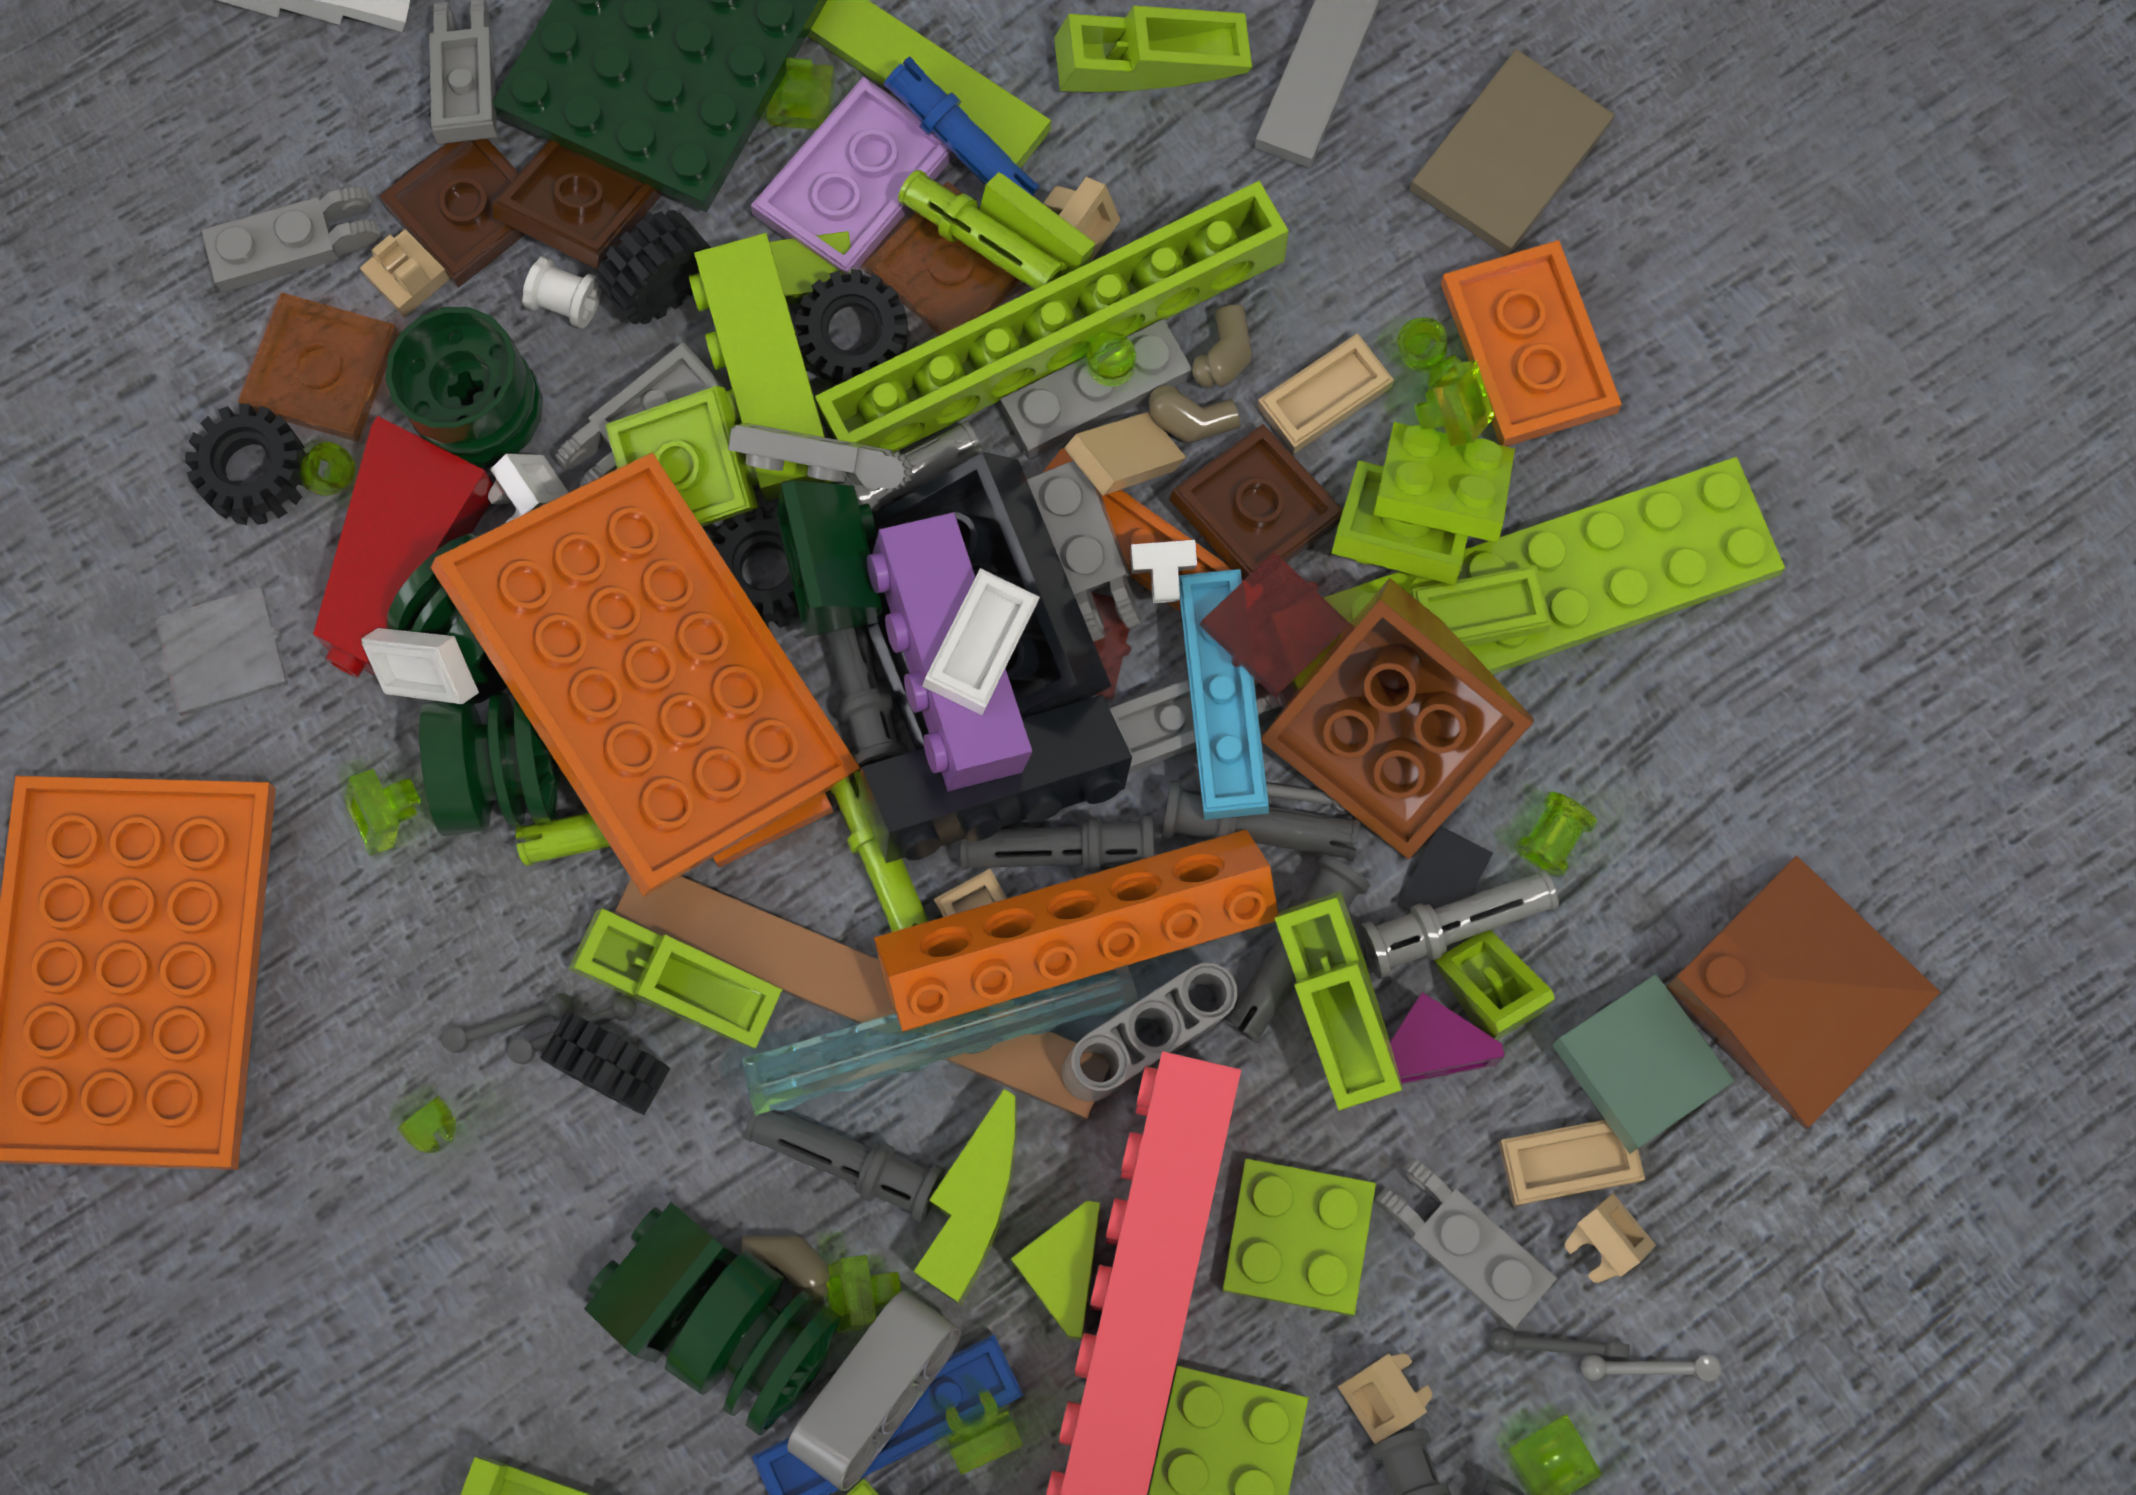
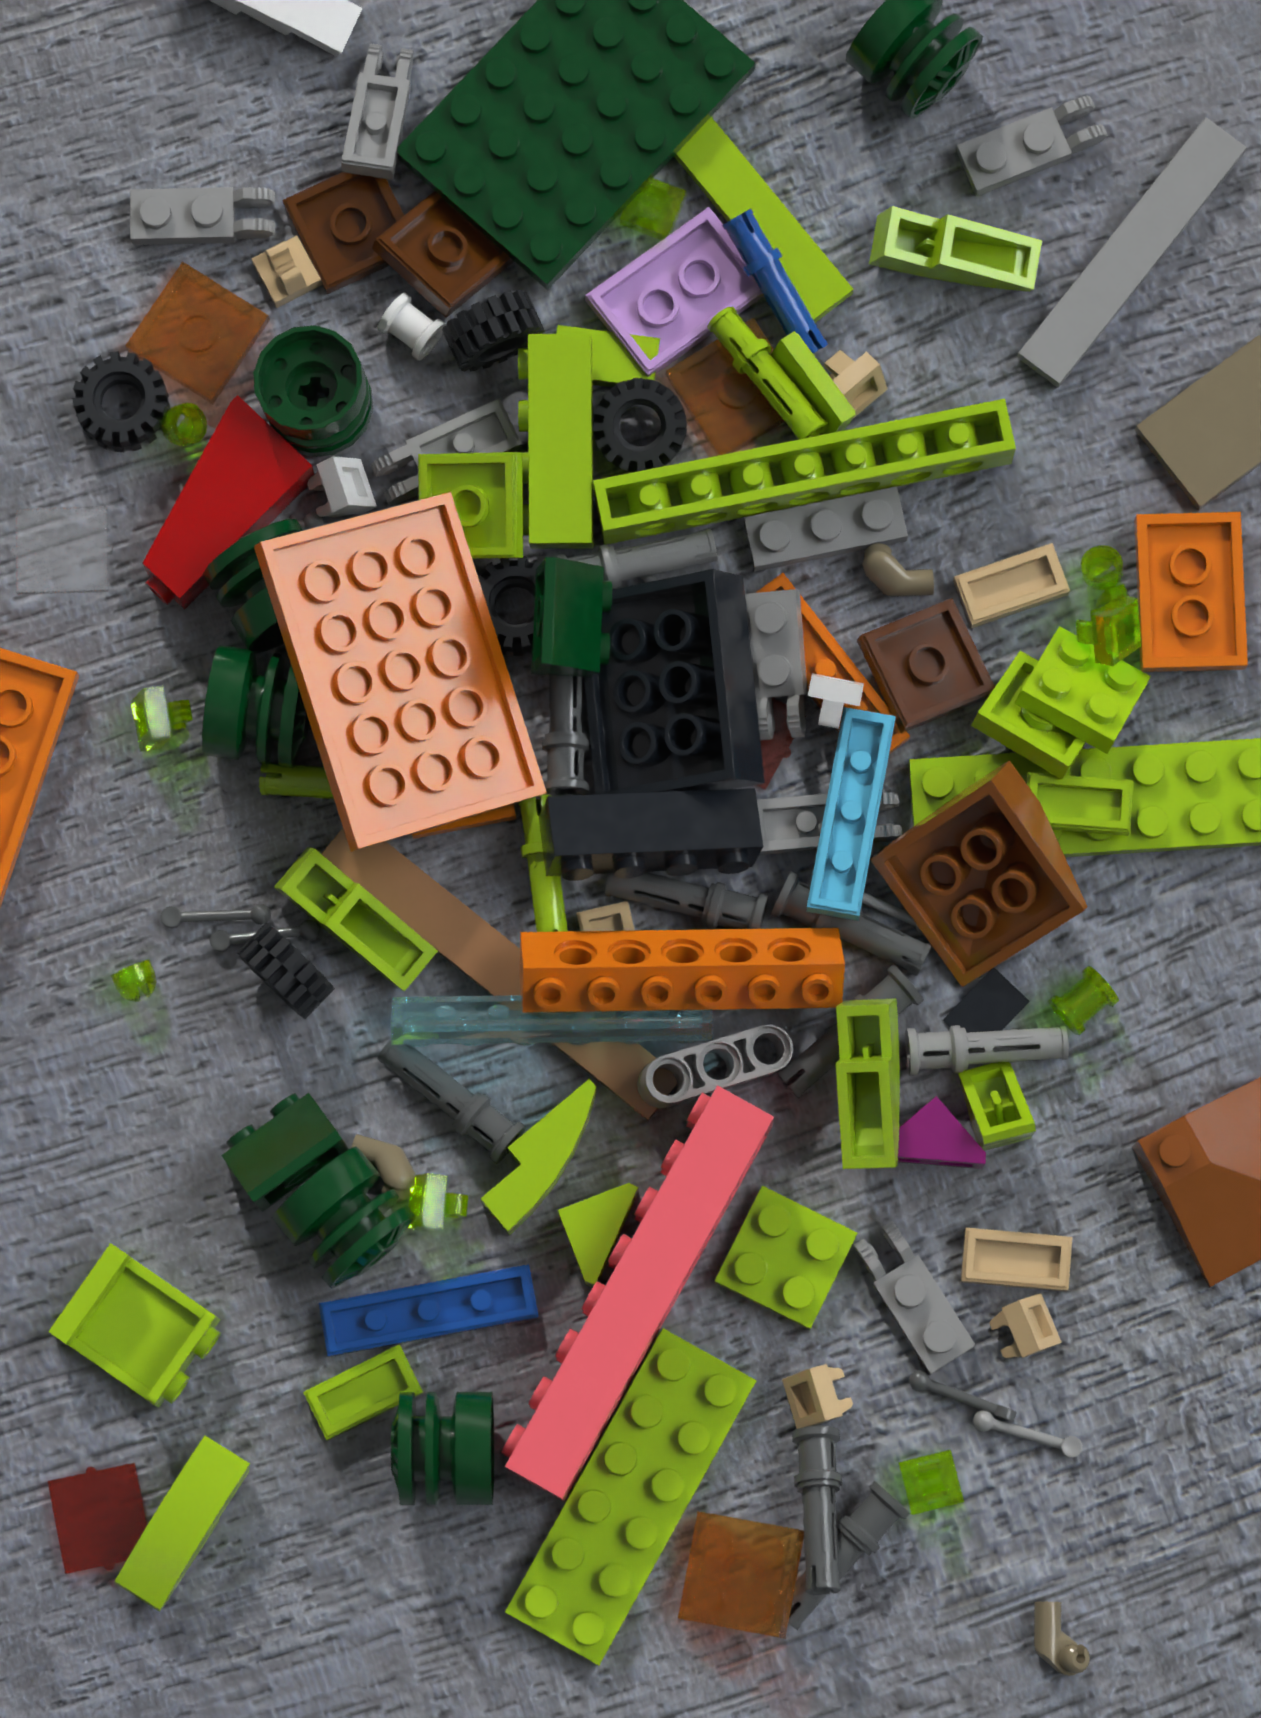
camera: 15 degrees right, 5 degrees up
(419, 665) = (221, 615): white tile -> none
(826, 457) = (587, 535): light grey hinge -> none
(874, 1390) = (426, 1279): light grey beam -> none
(925, 582) = (641, 725): medium lavender brick -> none
(980, 642) = (667, 727): white tile -> none
(984, 1439) = (498, 1340): clear neon green tile -> none
(1117, 367) = (845, 521): clear neon green hinge -> none
(1124, 453) = (831, 594): tan tile -> none
(1230, 354) = (942, 531): dark tan arm -> none
(1274, 624) = (908, 770): clear red piece -> none
(1642, 1063) = (1095, 1199): sand green tile -> none

